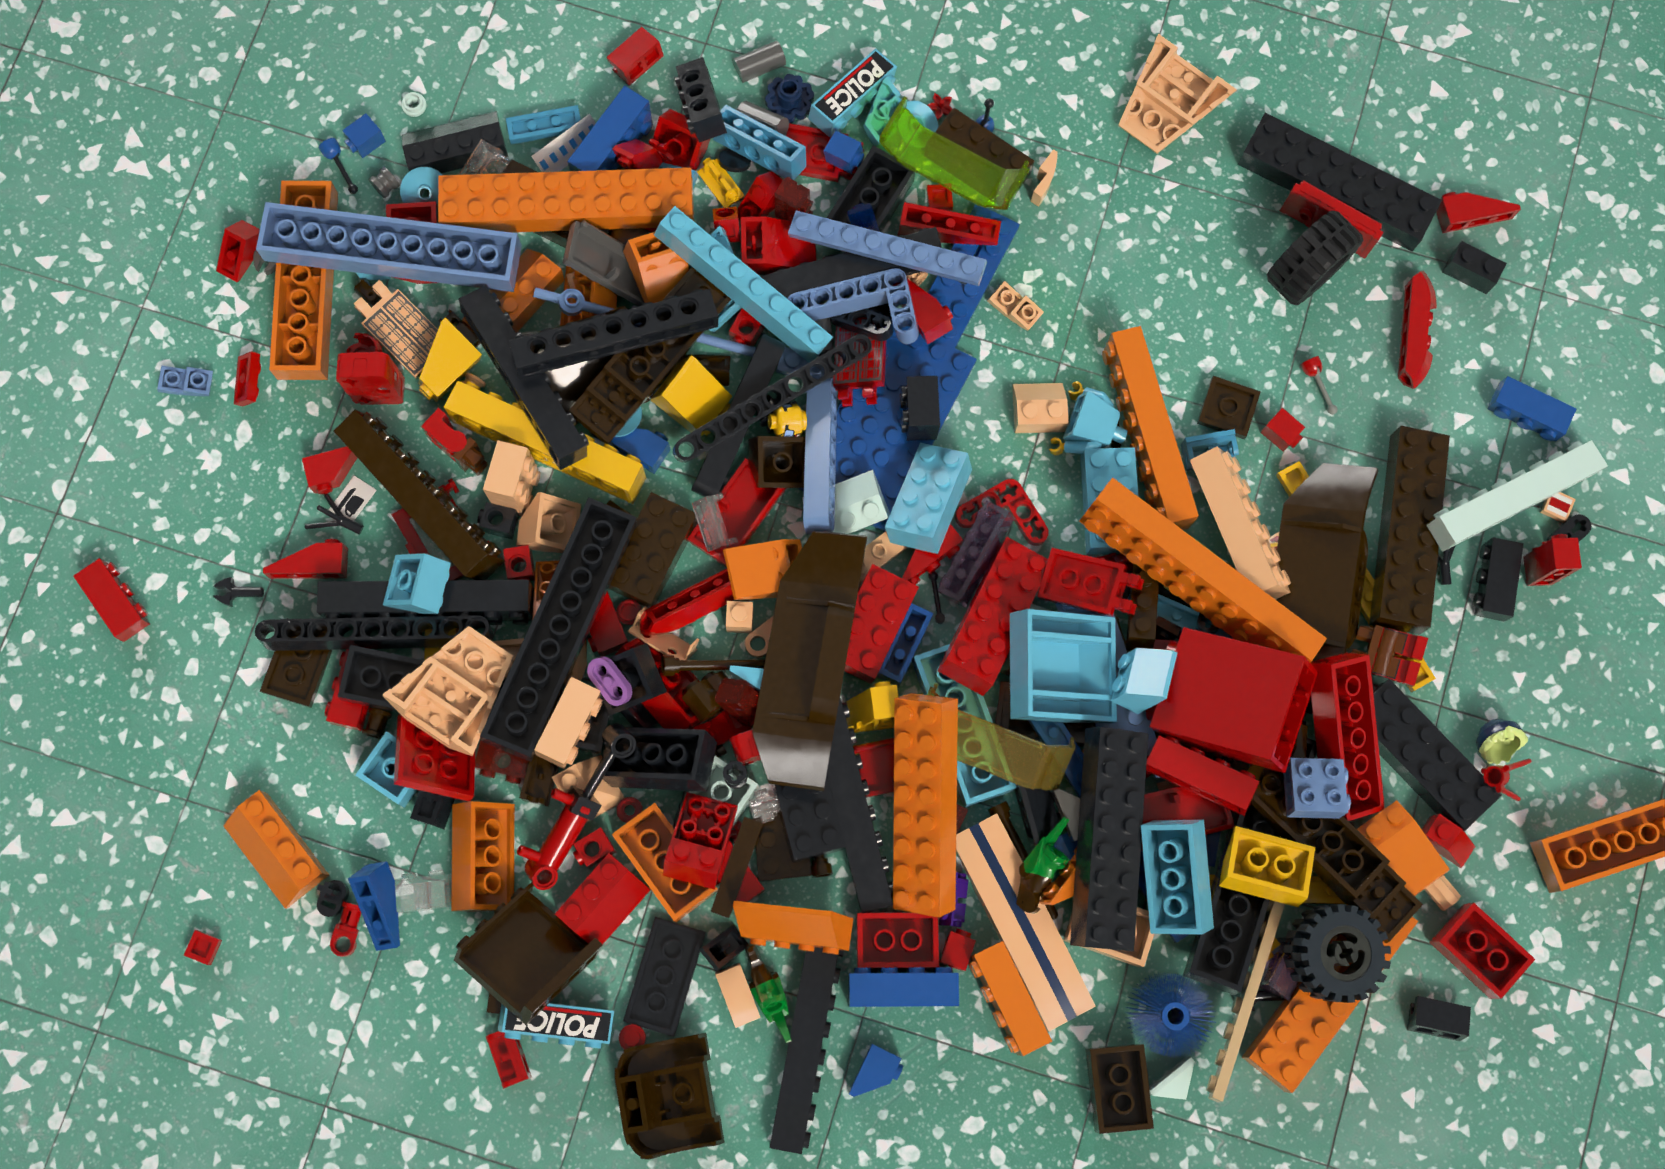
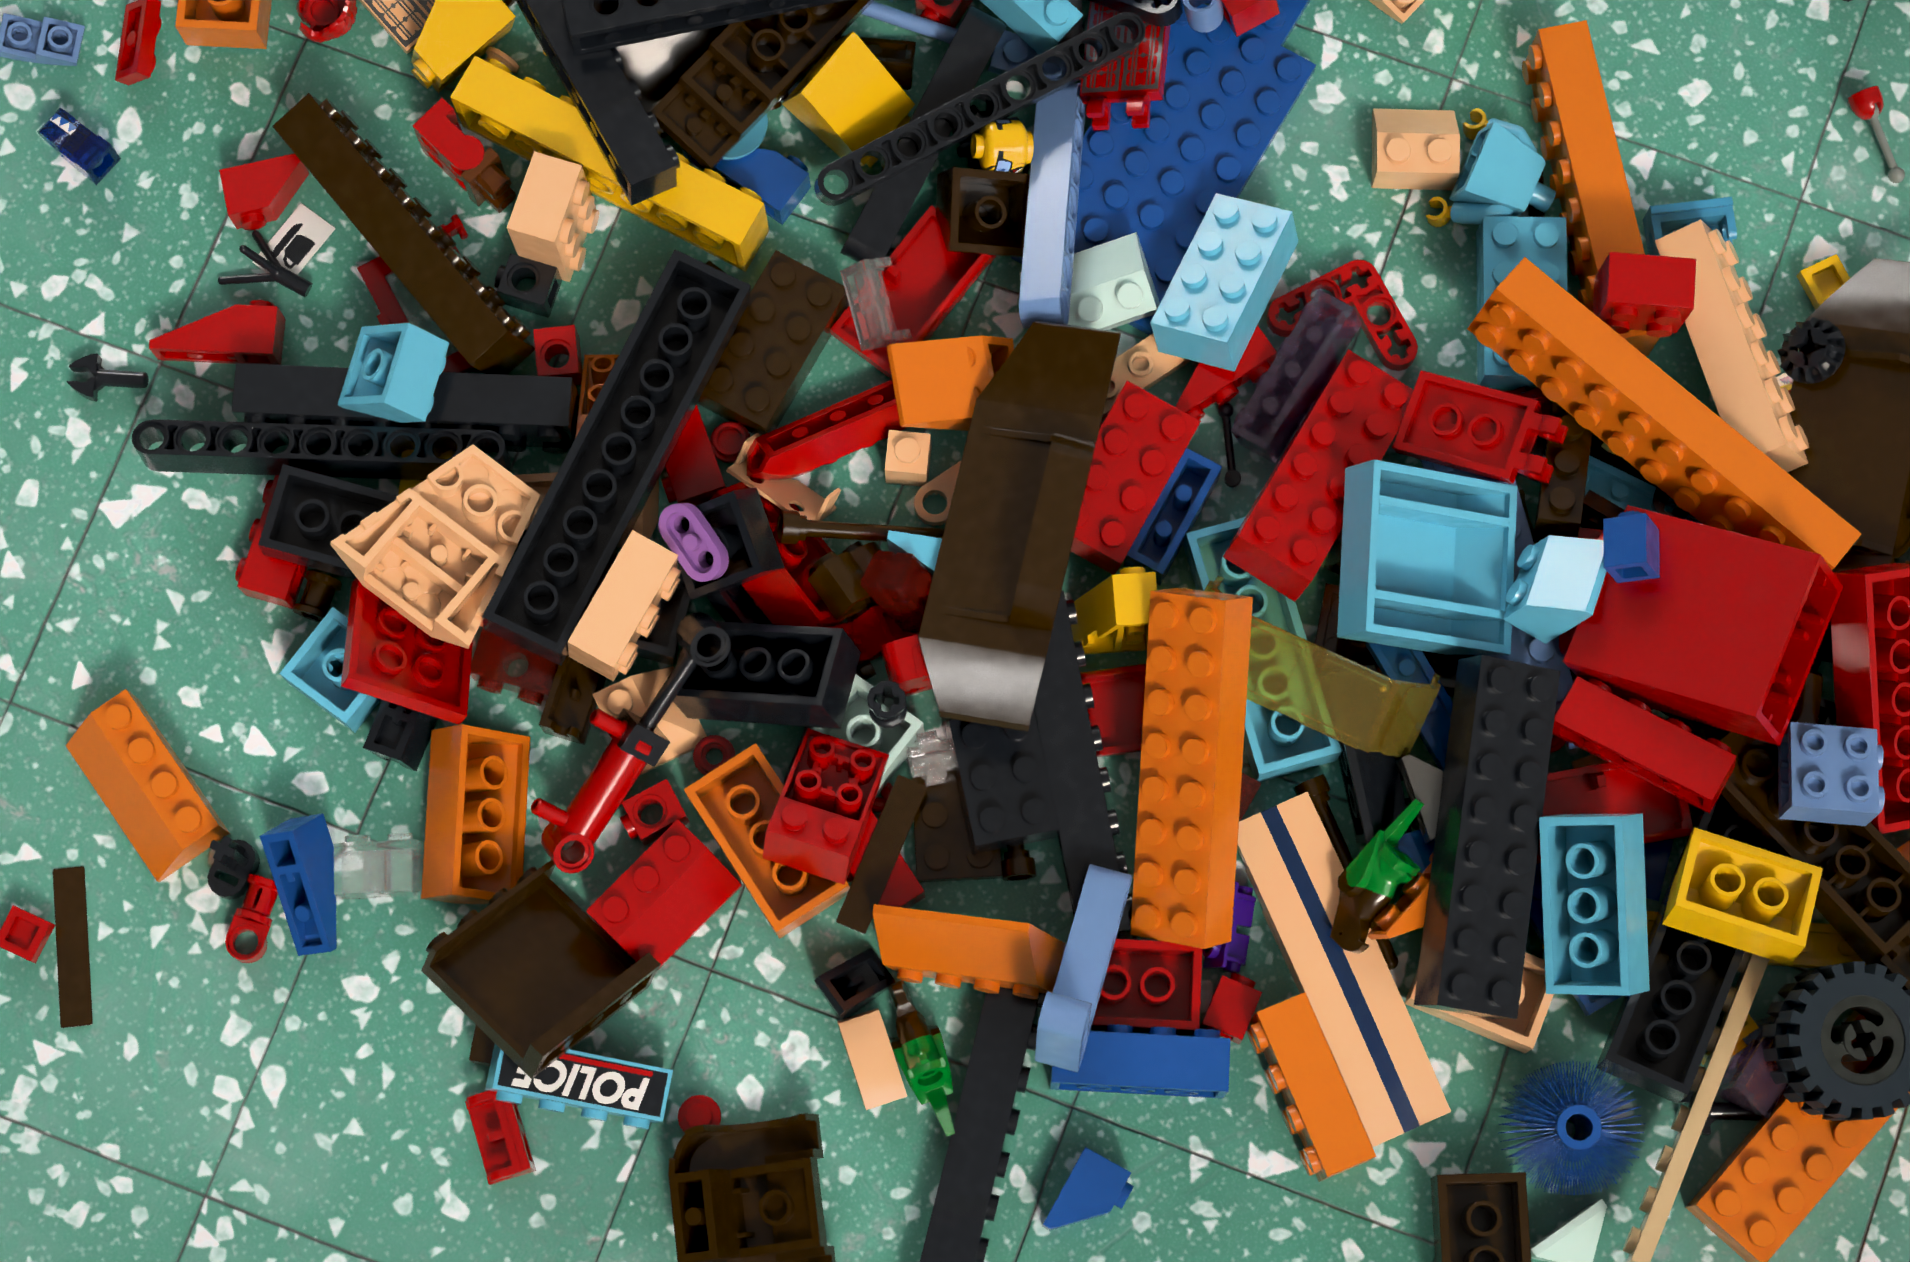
camera: 10 degrees right, 0 degrees up
(213, 446) = (79, 145): none -> clear blue leg
(234, 953) = (72, 947): none -> dark brown sticker
(296, 674) = (193, 512): dark brown plate -> none
(370, 378) = (335, 46): red axle -> none
(548, 523) = (606, 293): light nougat slope -> none
(664, 976) = (756, 1023): black tile -> none
(865, 935) = (1071, 1007): none -> medium blue beam
(921, 405) = (1218, 136): black brick -> none
(1186, 495) = (1644, 292): none -> red brick
(1187, 654) = (1631, 547): none -> blue brick
(1228, 407) = (1725, 161): dark brown plate -> none
(1283, 430) = (1813, 203): red brick -> none
(1295, 530) = (1822, 362): none -> black gear

